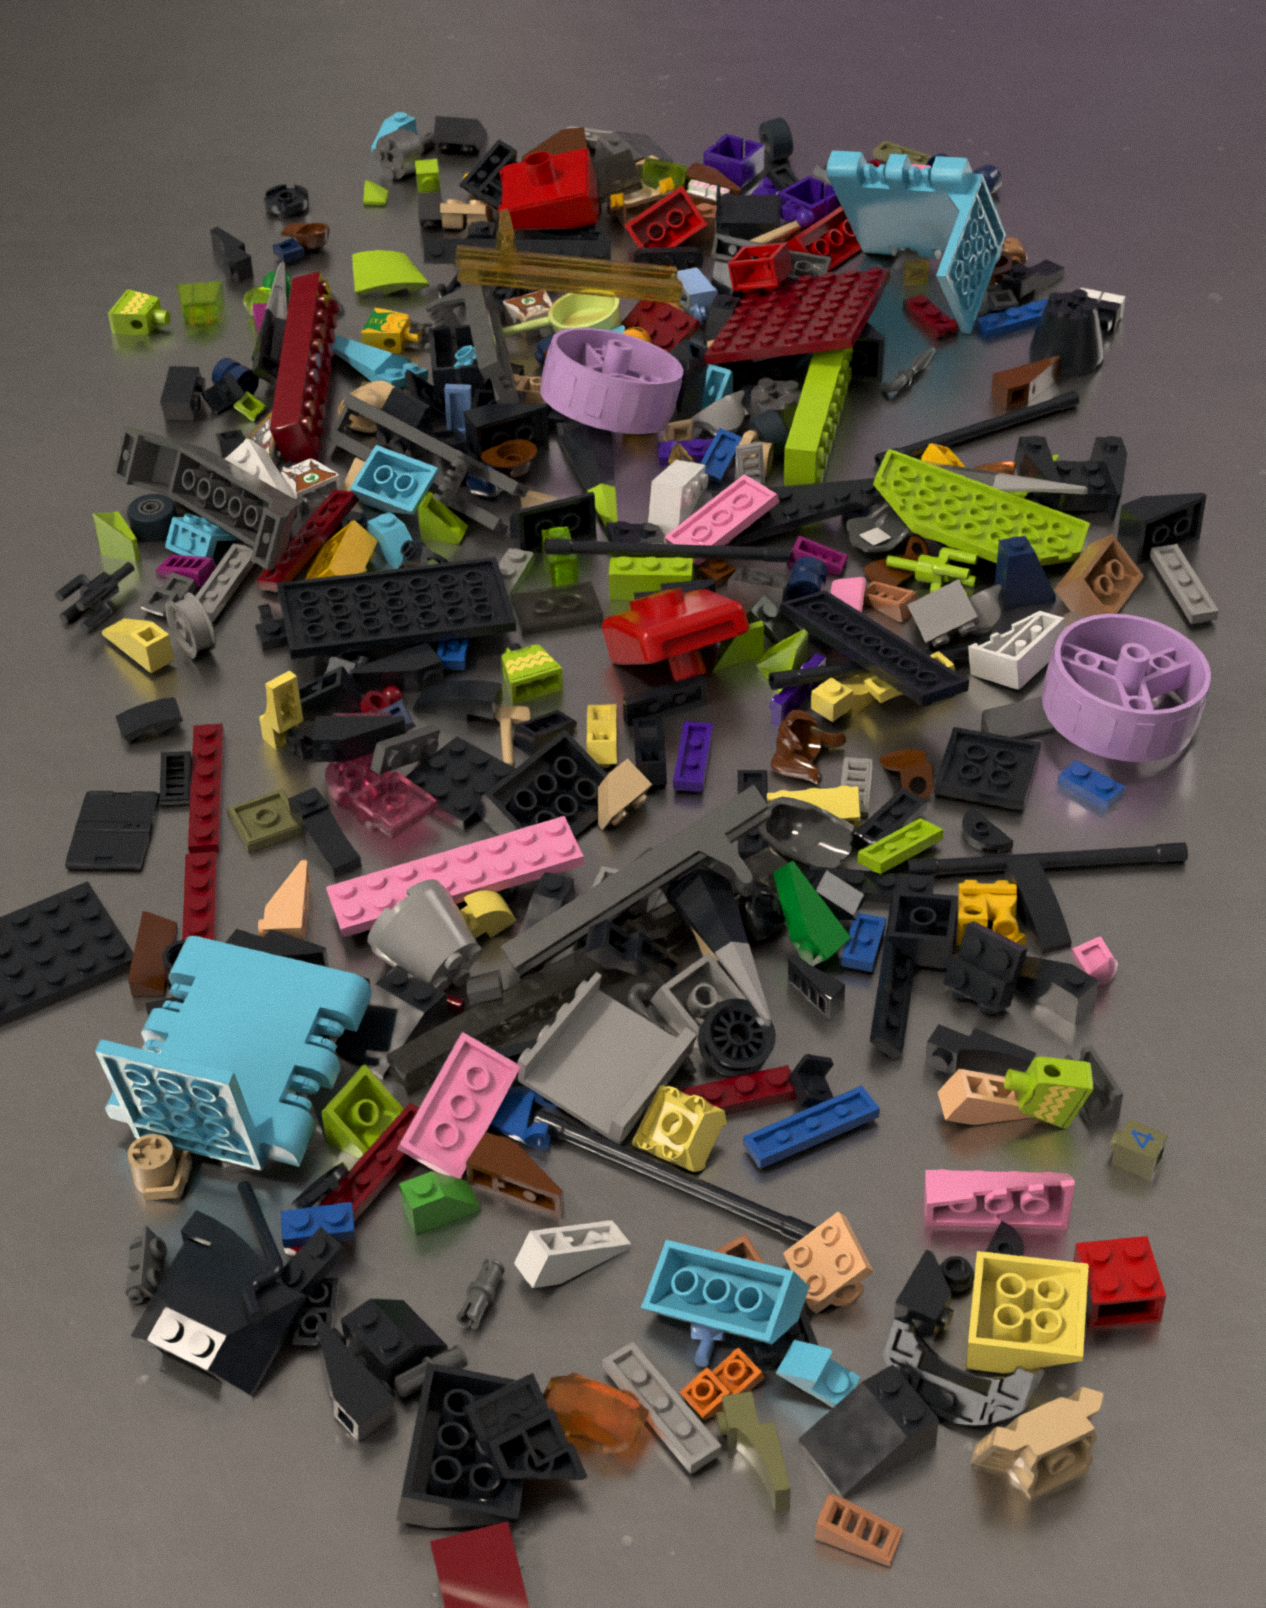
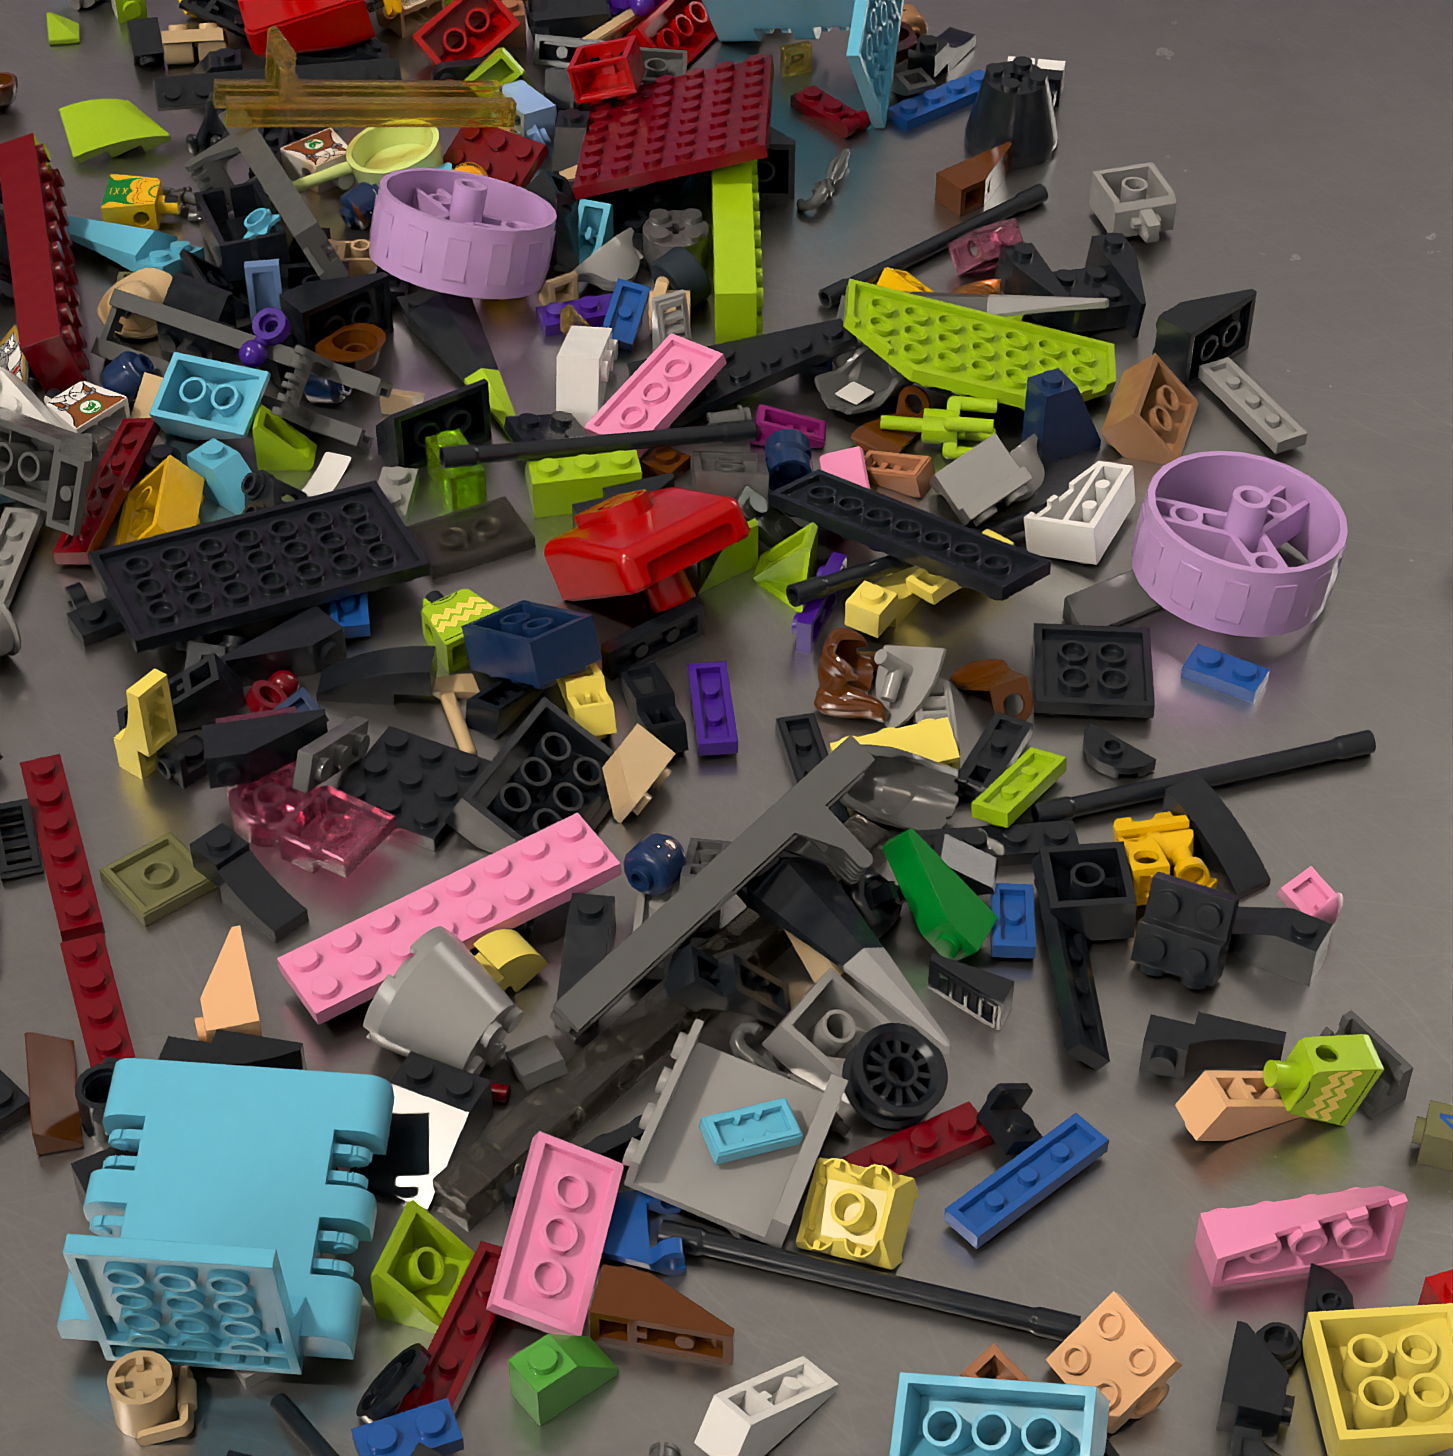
camera: 15 degrees left, 0 degrees up
(342, 457) = (126, 374): none -> dark blue head
(433, 452) = (254, 352): none -> dark purple plate
(469, 548) = (327, 474): none -> white sticker
(571, 690) = (532, 643): none -> dark blue brick
(608, 858) = (654, 864): none -> dark blue head
(616, 1057) = (750, 1131): none -> medium azure plate
(683, 259) = (500, 67): none -> lime slope
(777, 541) = (729, 415): none -> dark grey pin
(839, 754) = (906, 679): none -> light grey shield
(1010, 434) = (988, 243): none -> clear pink torso
(1142, 413) = (1133, 201): none -> light grey hinge

